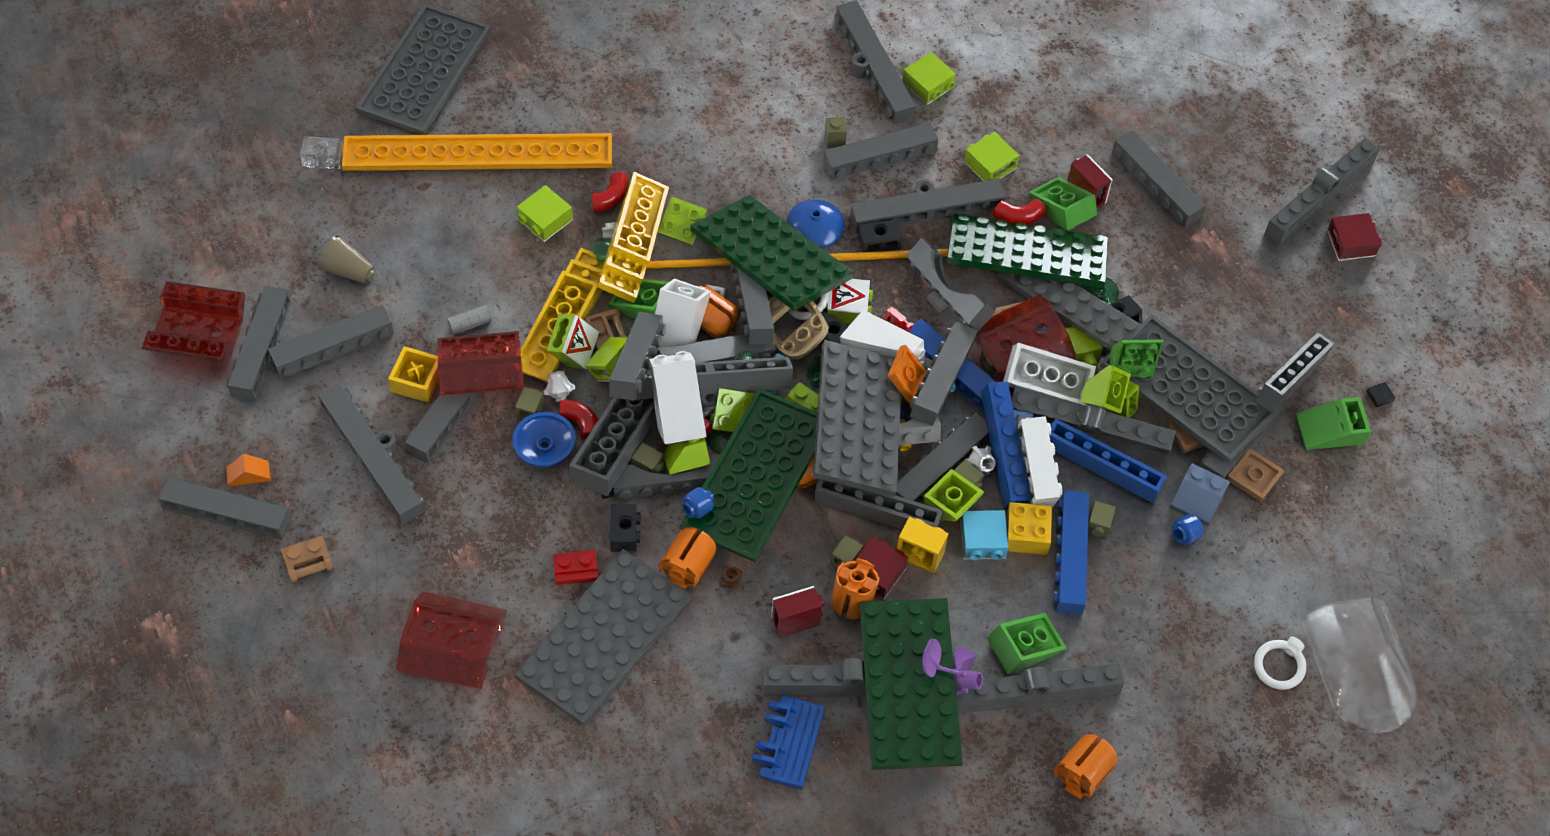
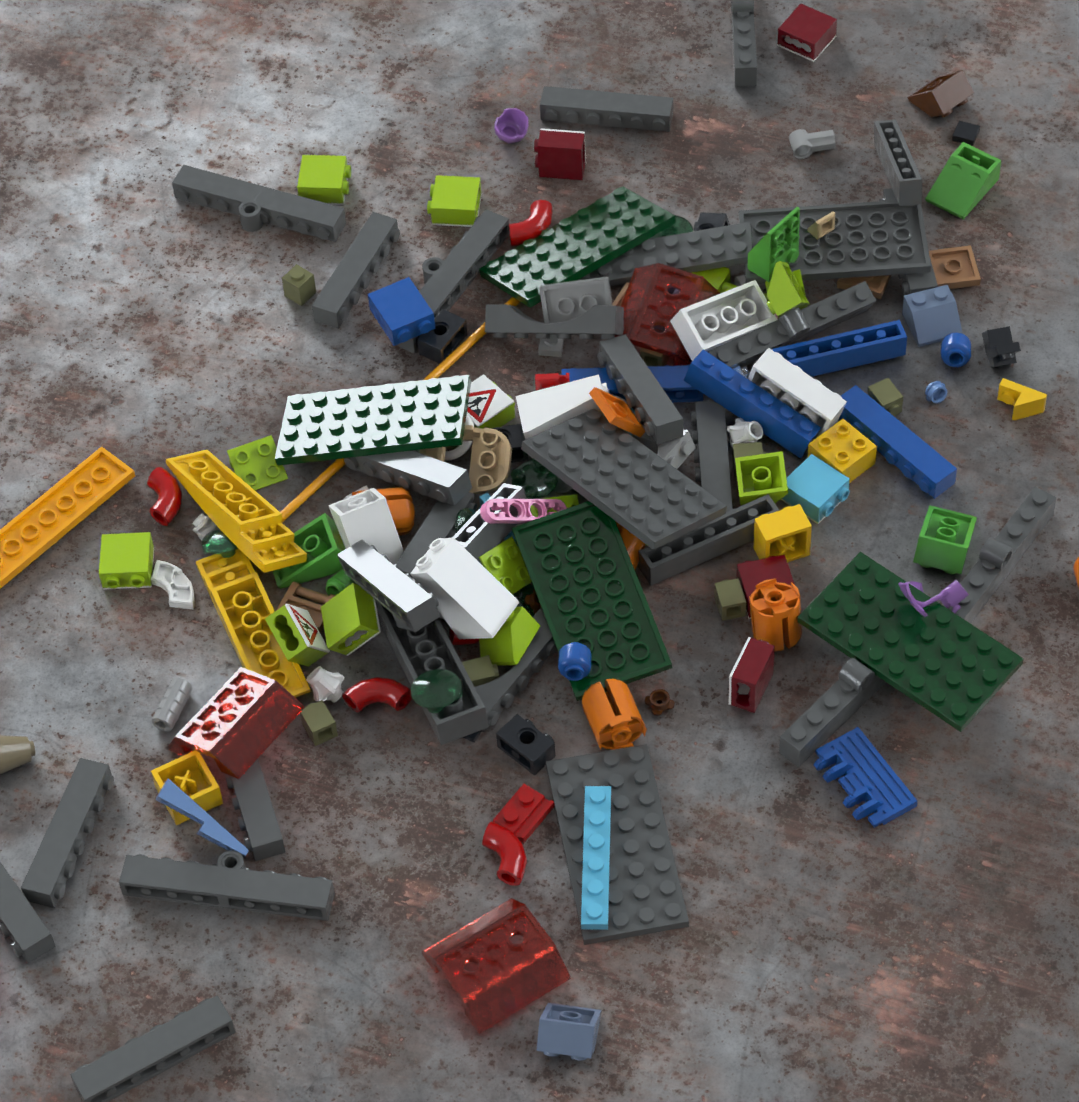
camera: 40 degrees left, 5 degrees down
(247, 470) = (130, 1007): orange slope -> none
(304, 554) = (275, 1021): medium nougat plate -> none
(395, 410) = (210, 829): none -> medium blue slope
(441, 716) = (568, 1031): none -> sand blue slope
(538, 581) = (510, 851): none -> red cylinder
(544, 430) = (371, 725): blue dish -> none
(556, 253) = (175, 584): none -> white tile
(575, 632) = (596, 858): none -> medium azure plate
(594, 444) = (436, 689): none -> clear green dish
(777, 381) = (523, 508): none -> bright pink beam
(822, 230) = (371, 367): blue dish -> none
(866, 198) = (401, 311): none -> blue brick
(973, 278) = (573, 298): none -> light grey tile
(1065, 202) = (562, 184): bright green slope -> none
(1083, 139) = (511, 125): none -> medium lavender hair
(1141, 545) = (936, 392): none -> medium blue plate
(1189, 371) = (823, 226): none -> tan slope
(1190, 603) = (1024, 399): none -> yellow slope
(1218, 554) = (1000, 346): none -> black brick
(1261, 309) = (805, 143): none -> light grey piece
(1395, 355) = (942, 94): none -> slope

